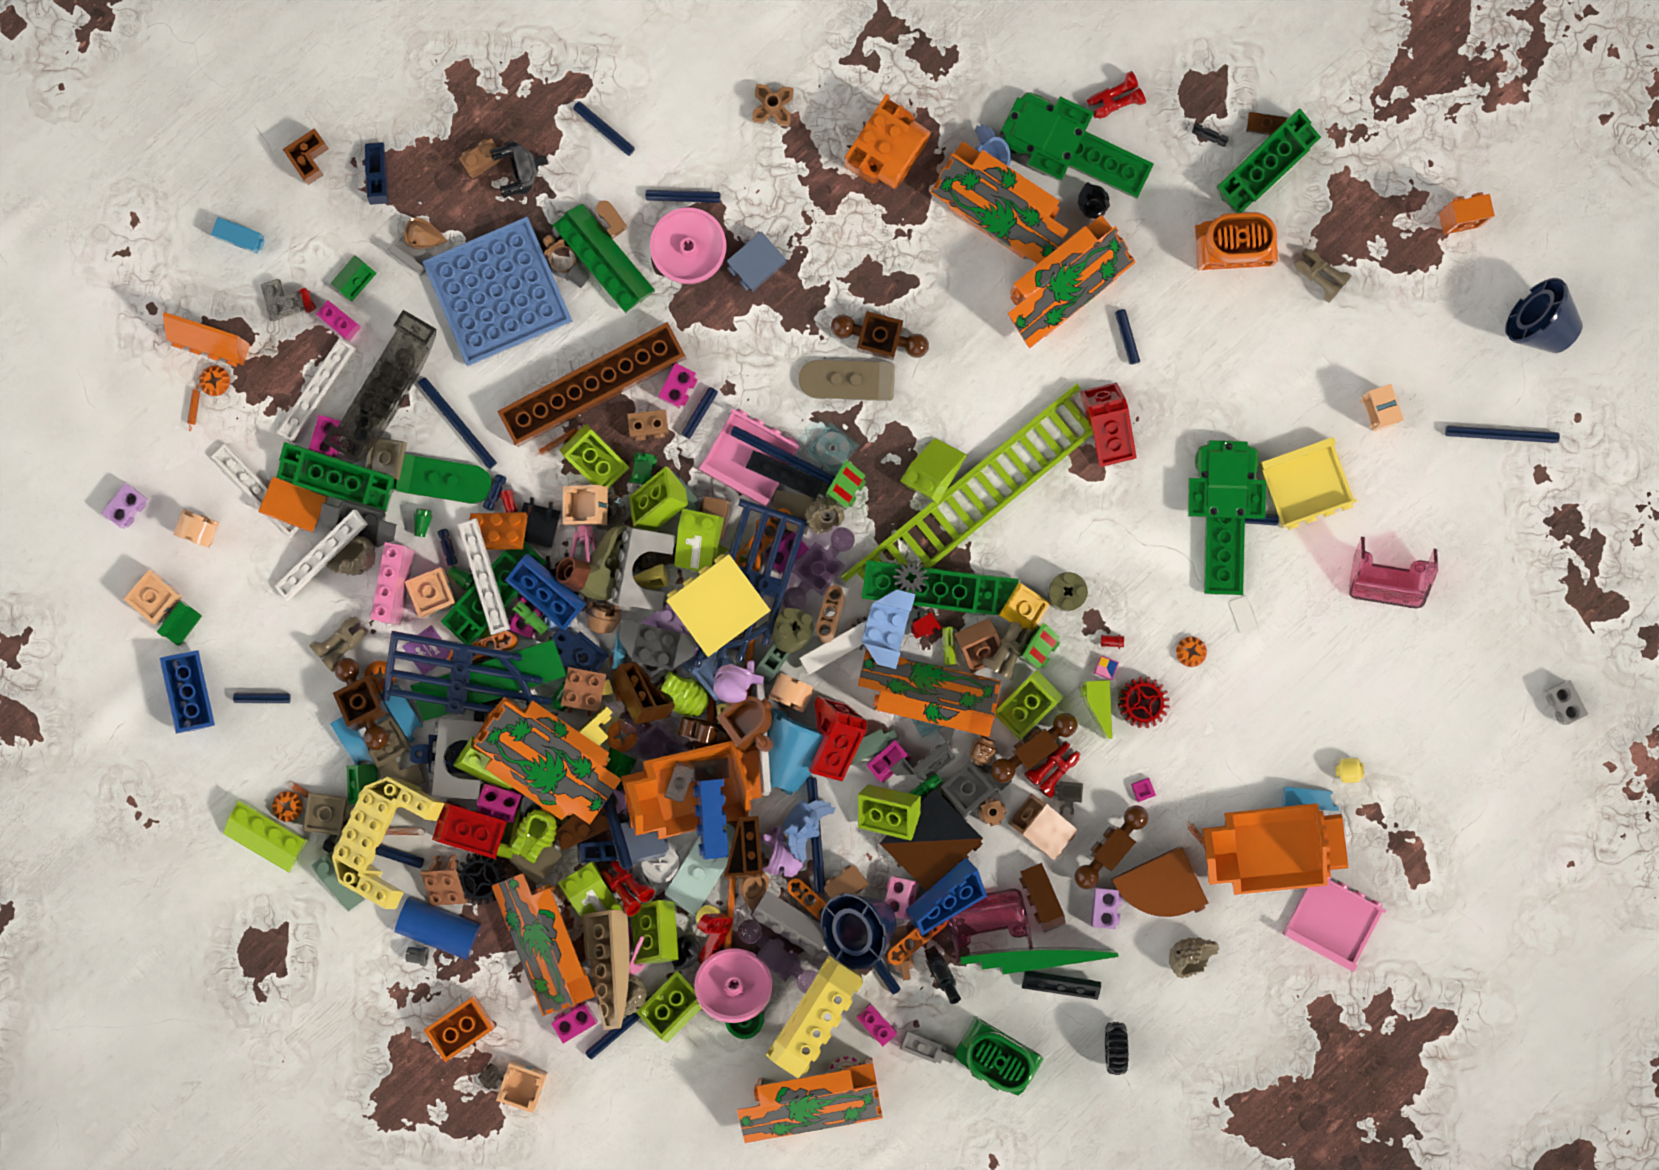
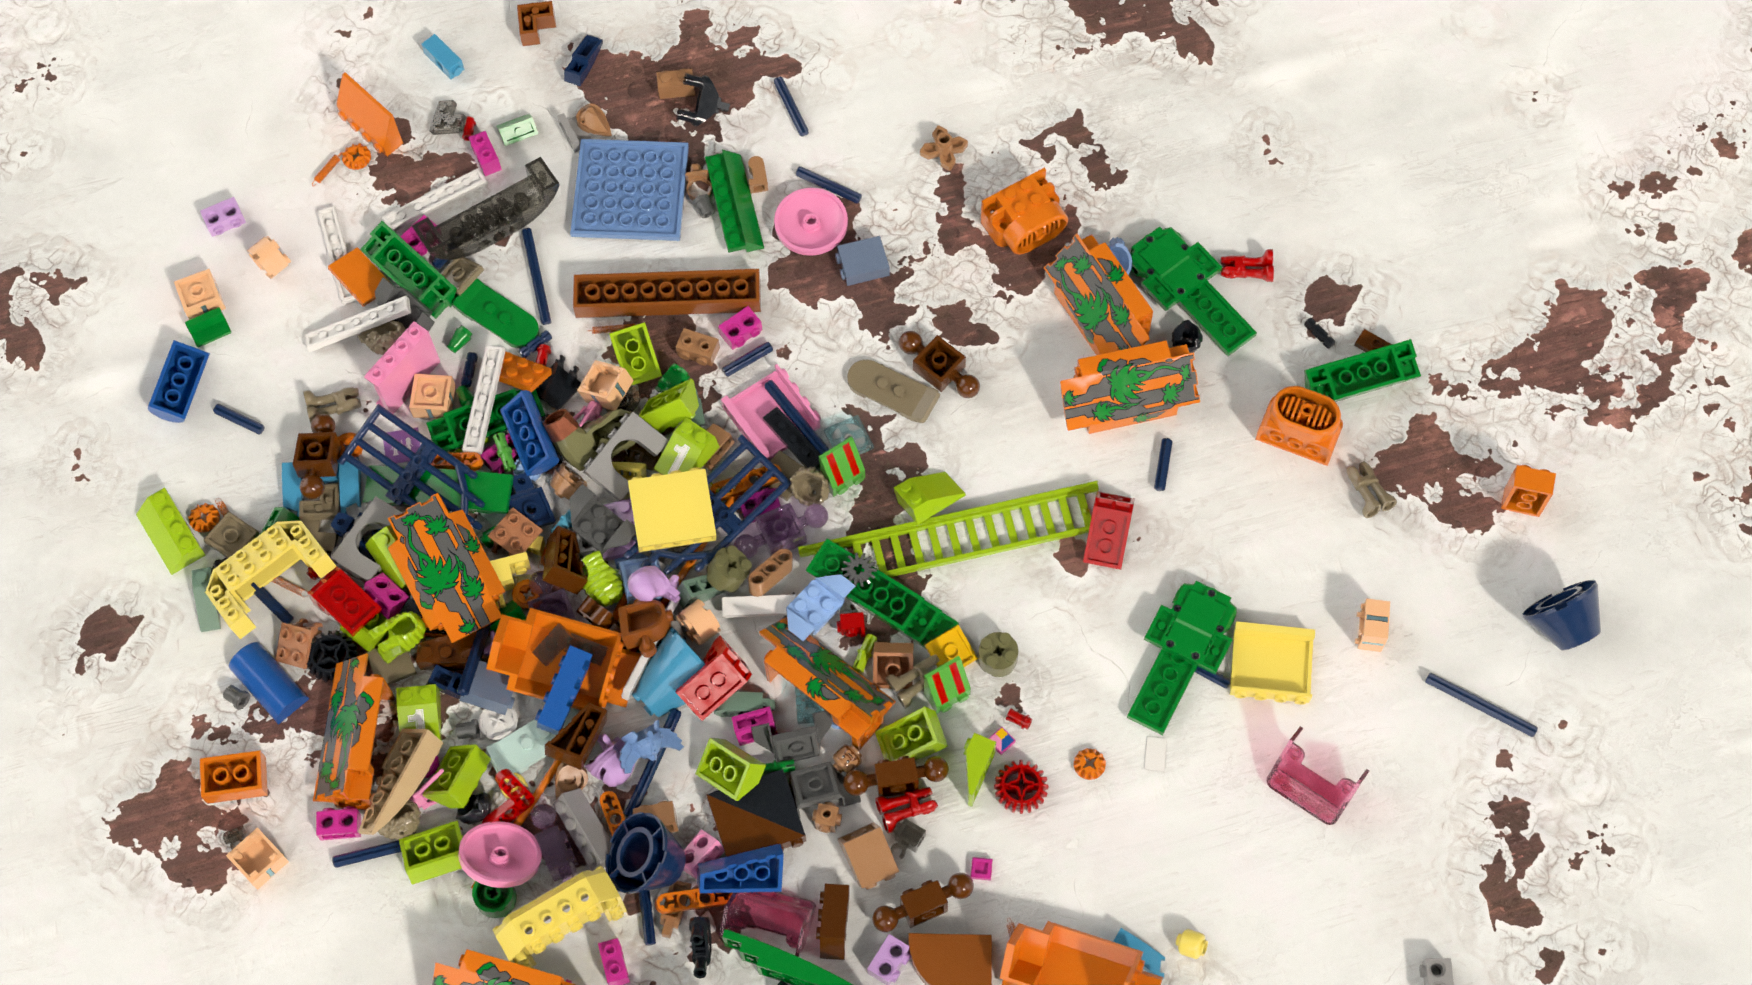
camera: 30 degrees right, 20 degrees down
(642, 892) = (466, 732): red piece -> none

